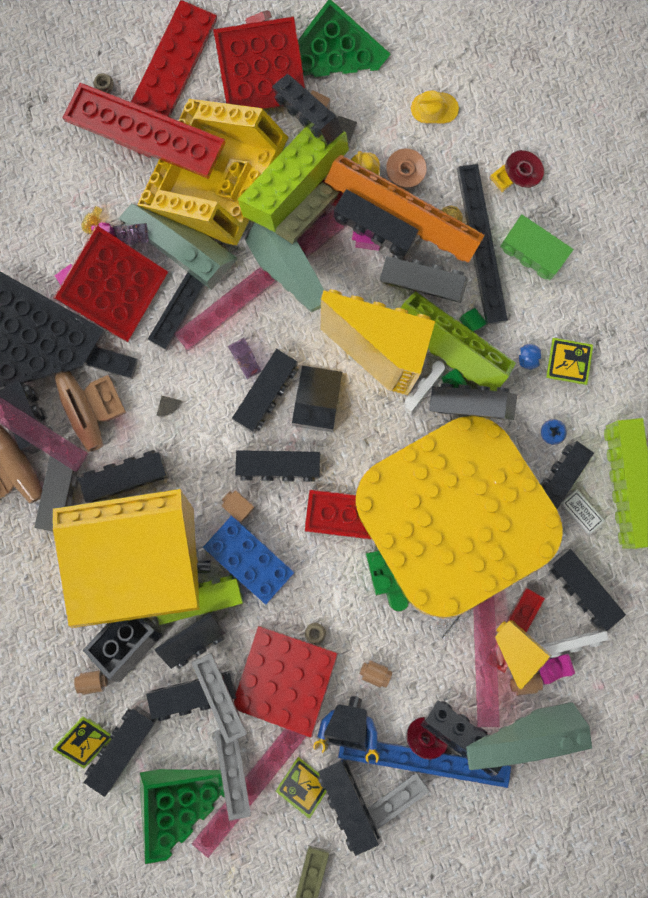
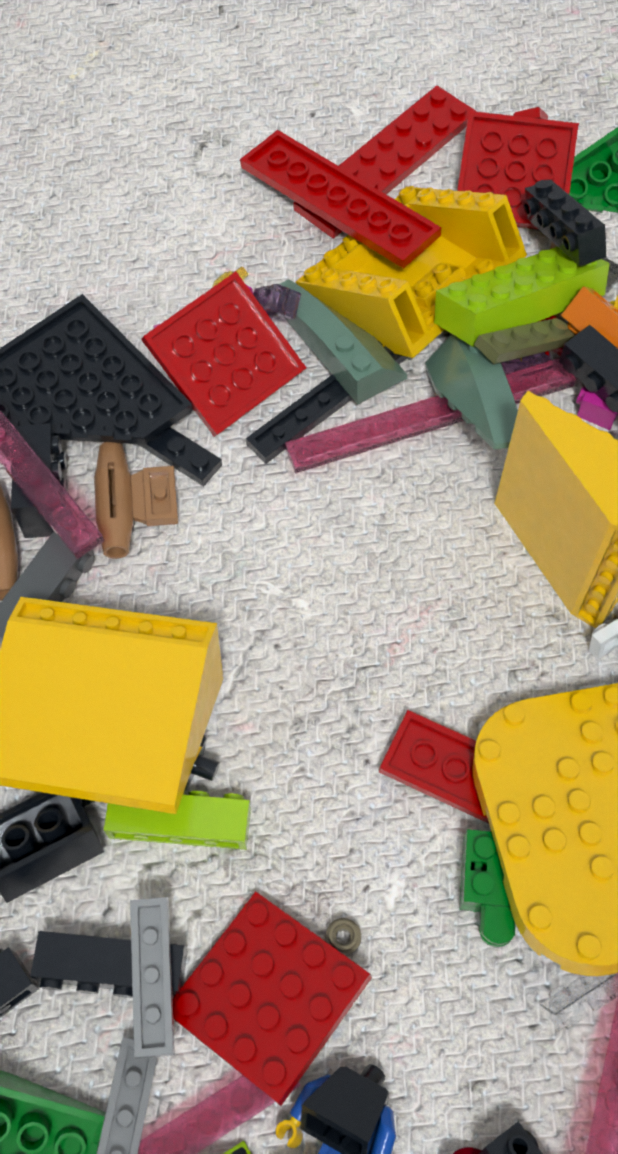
camera: 25 degrees right, 20 degrees down
(103, 78) = (308, 139): dark tan plate -> none
(123, 477) = (155, 596): black brick -> none
(168, 406) = (240, 533): clear smoke tile -> none
(192, 641) = (143, 871): black slope -> none
(237, 506) = (290, 699): medium nougat brick -> none
(244, 358) = (373, 501): clear purple leg -> none
(248, 559) = (279, 783): blue brick -> none
(265, 391) = (387, 555): black brick -> none
(277, 464) = (371, 660): black brick -> none
(317, 399) = (458, 592): black slope -> none
(375, 674) = (422, 1039): medium nougat brick -> none

